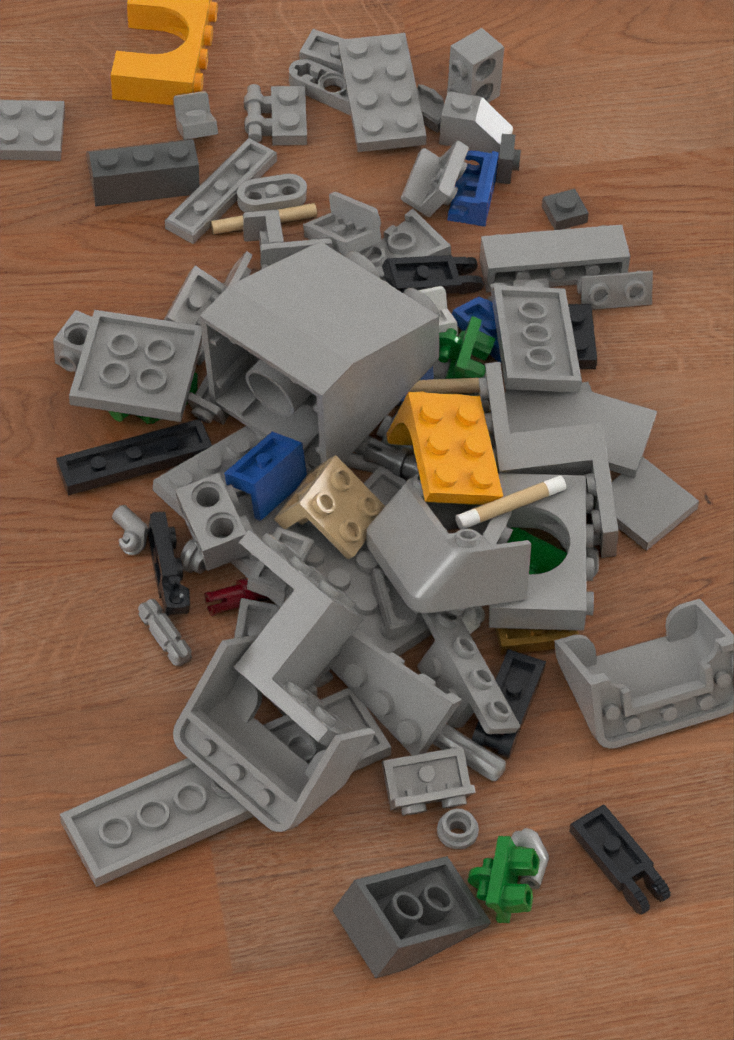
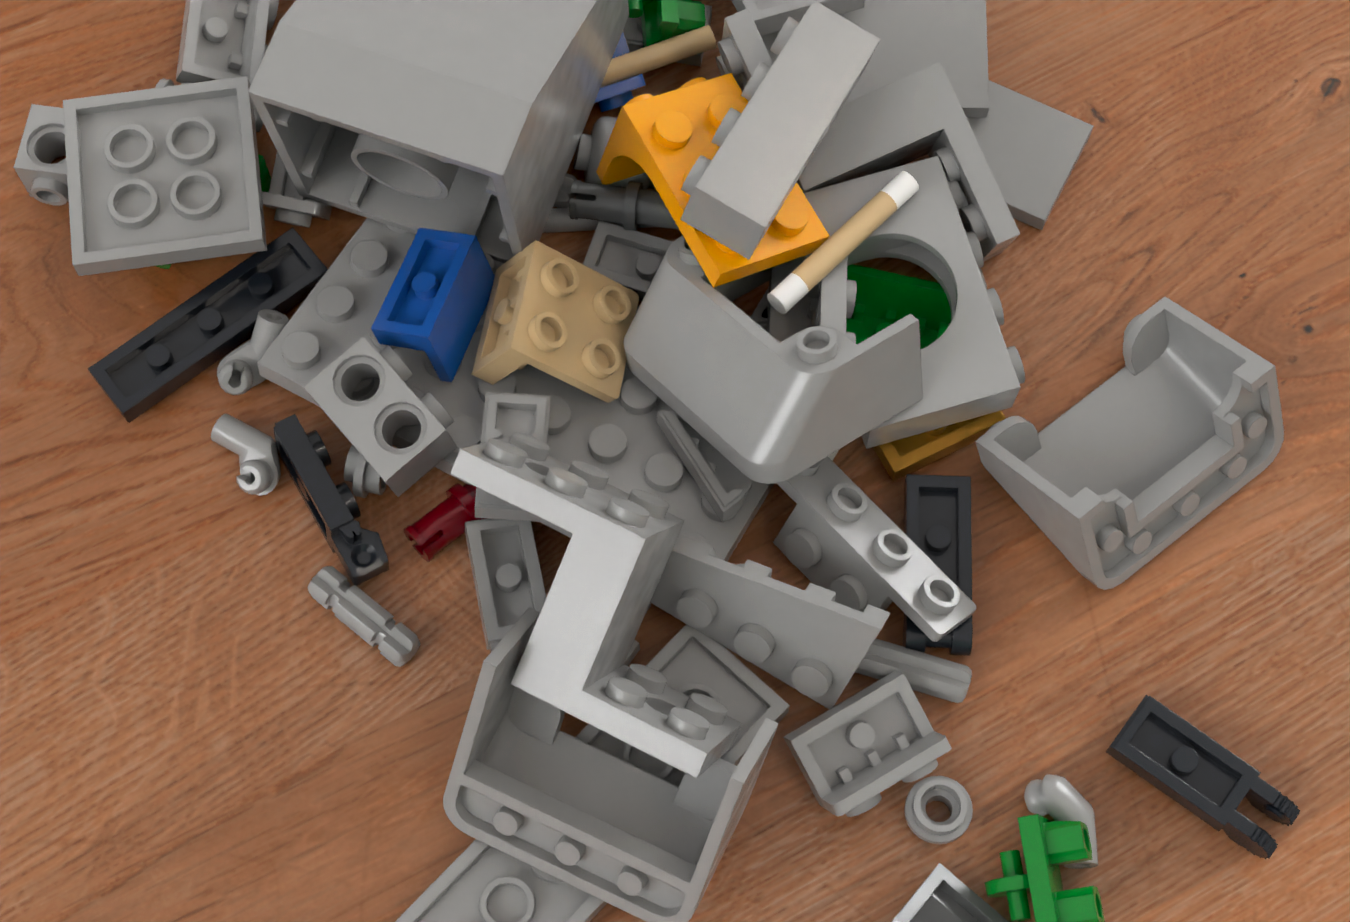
camera: 15 degrees left, 15 degrees up
(141, 485) = (239, 368): none -> light grey arm
(491, 425) = (779, 128): none -> light grey brick

